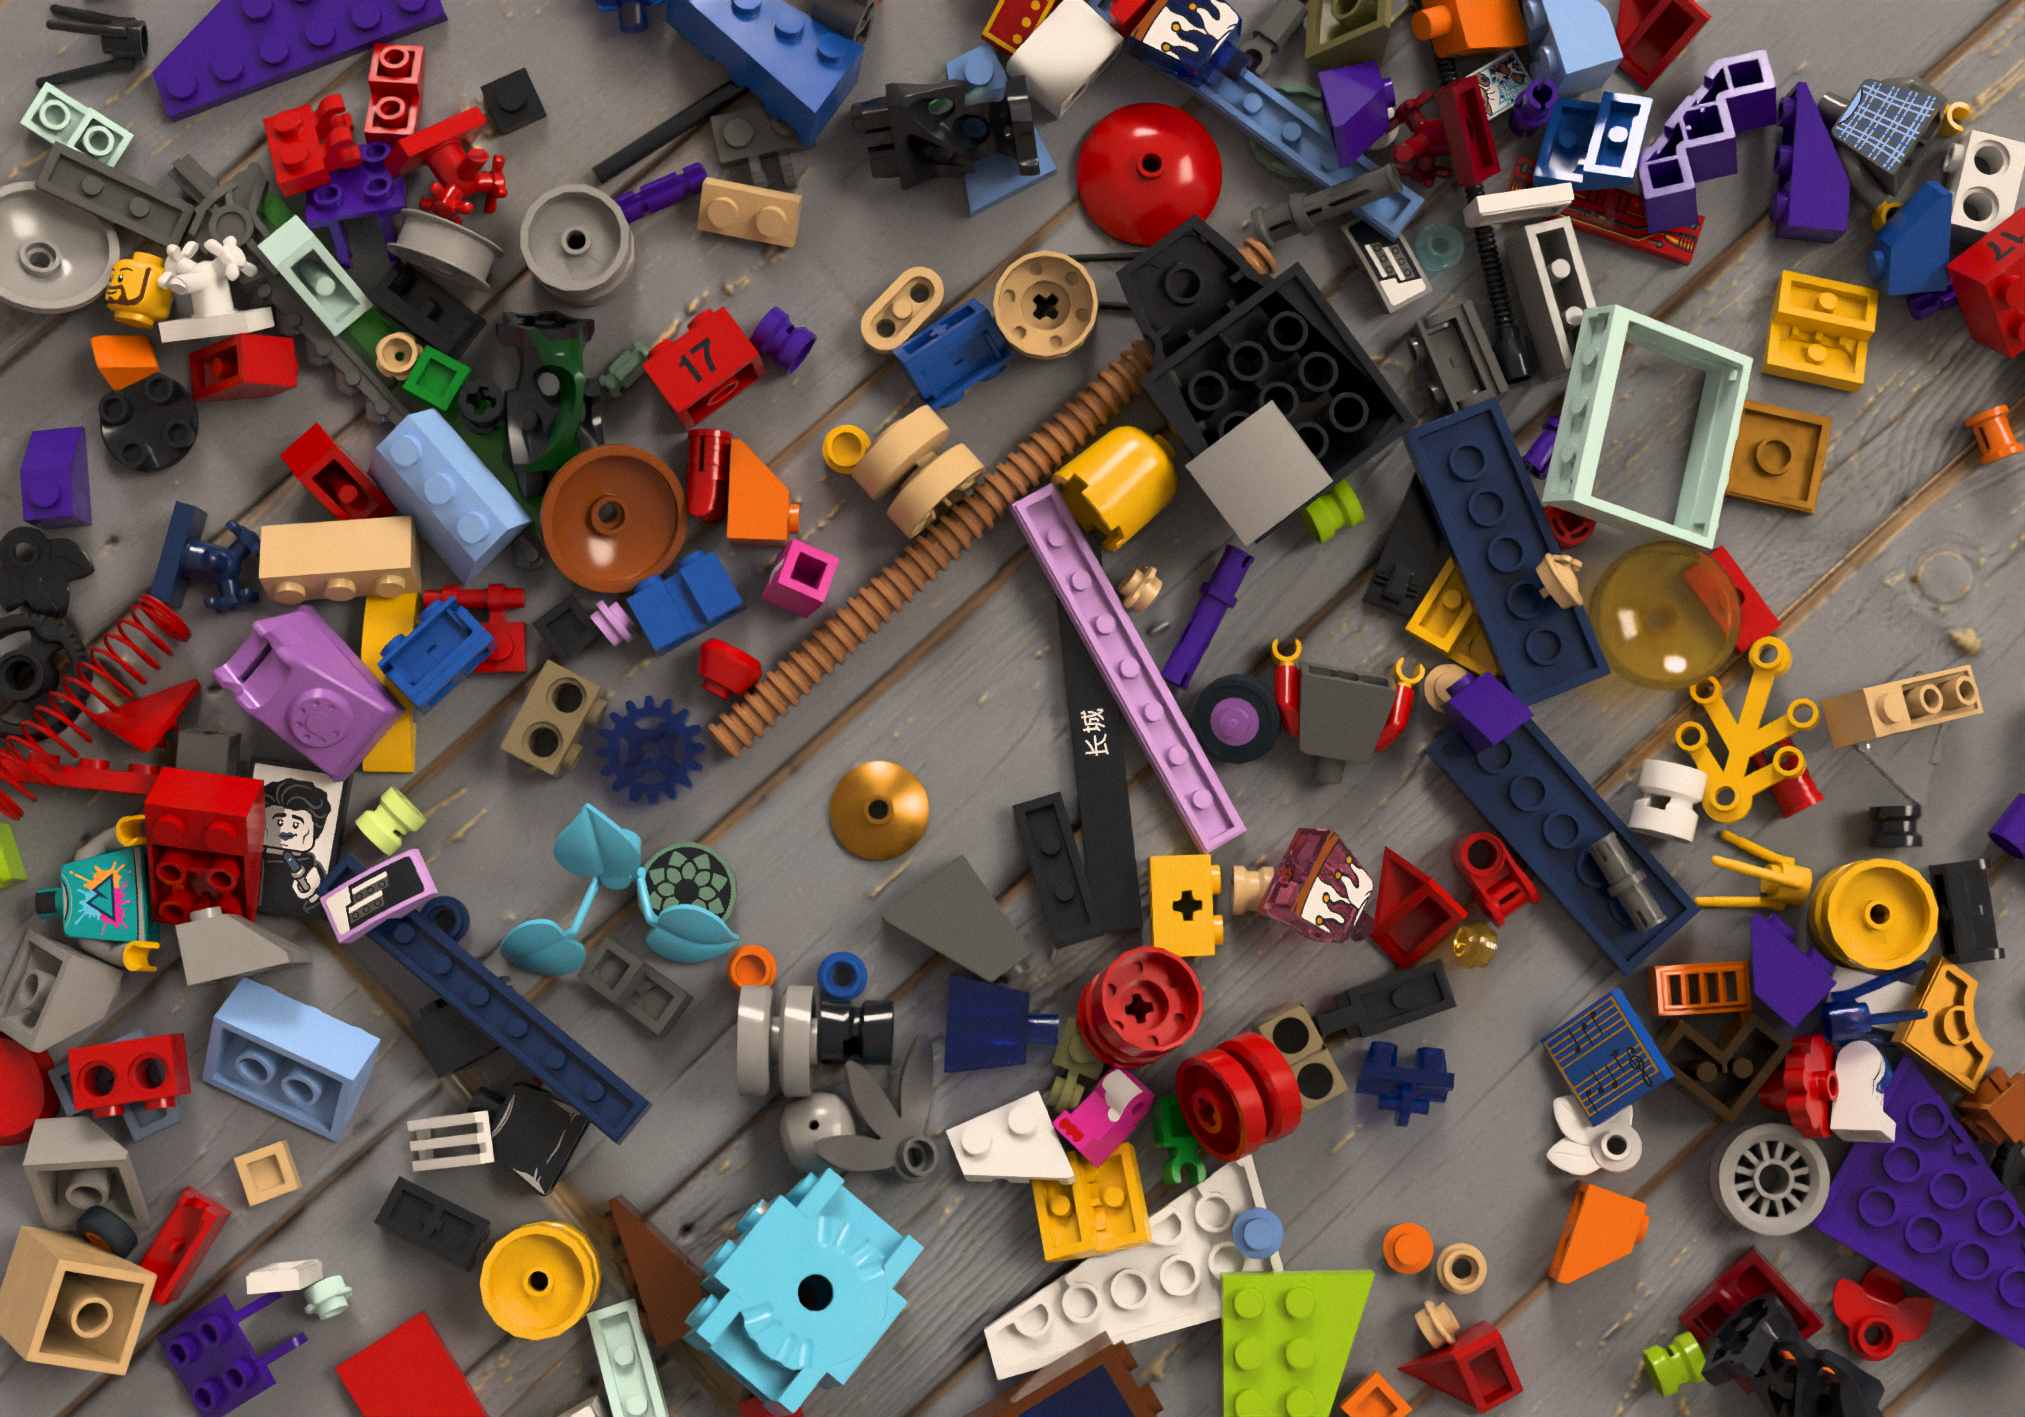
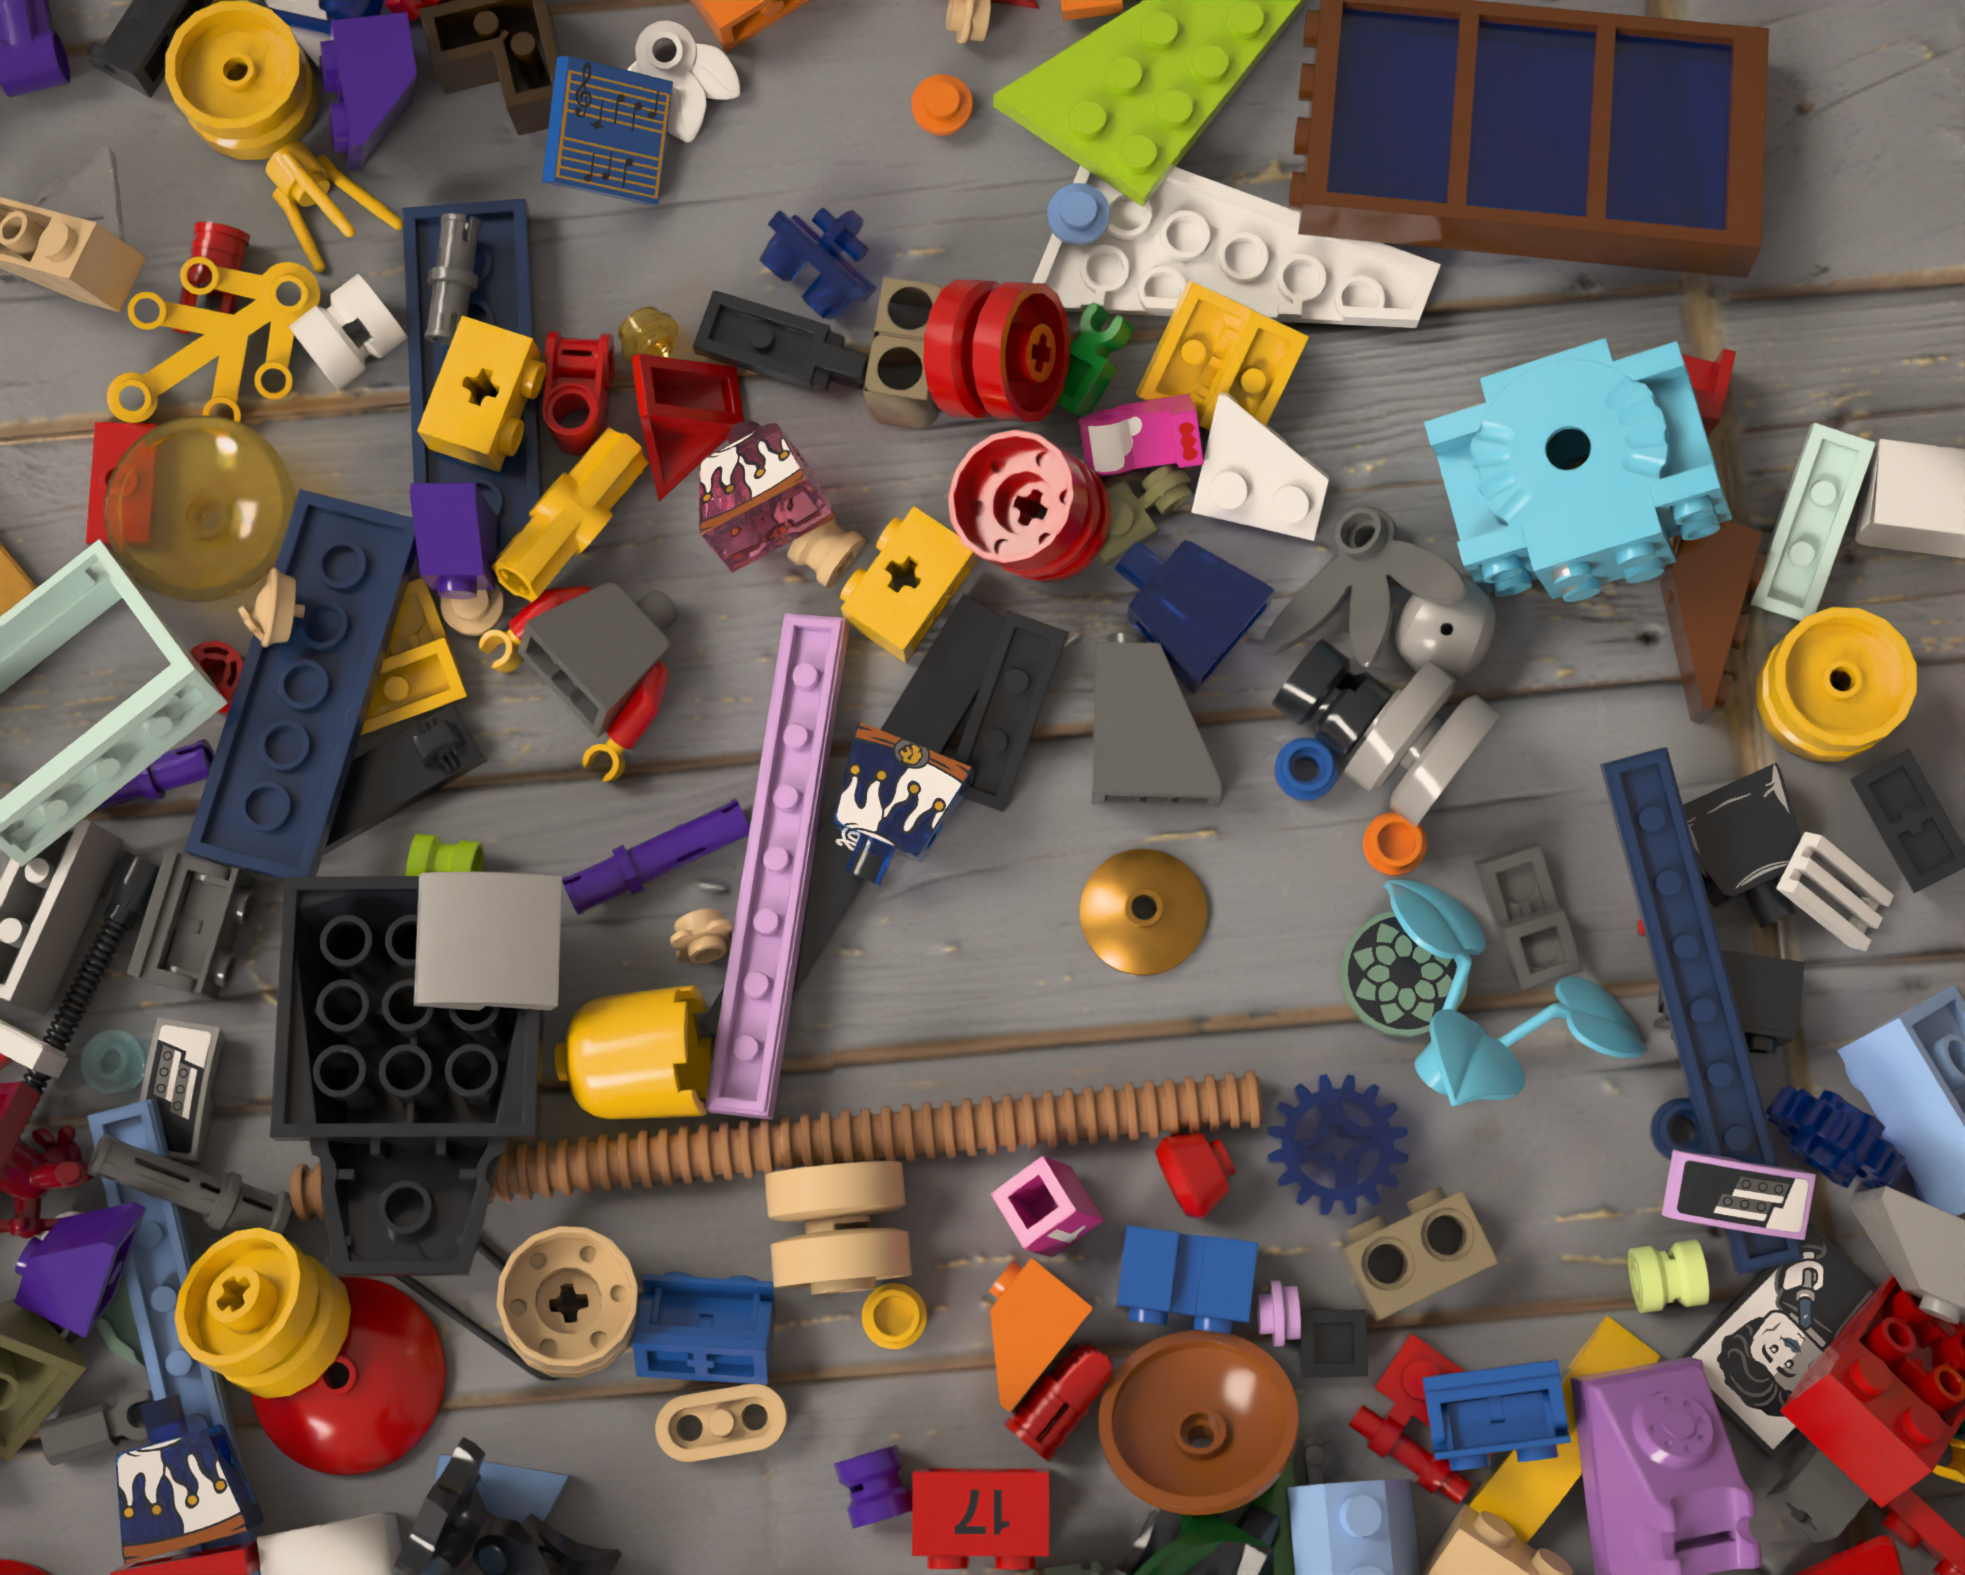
camera: 130 degrees left, 5 degrees down
(342, 978) = (1836, 1138): none -> clear blue gear
(1082, 757) = (895, 800): none -> torso
(1223, 163) = (262, 1313): none -> yellow wheel
(1236, 719) = (707, 728): black wheel -> none
(1429, 787) = (570, 514): none -> yellow piece
(1475, 1274) = (905, 34): tan plate -> none
(1562, 842) = (475, 363): none -> yellow brick
(1660, 989) = (501, 168): orange slope -> none
(1895, 826) = (150, 149): black wheel -> none

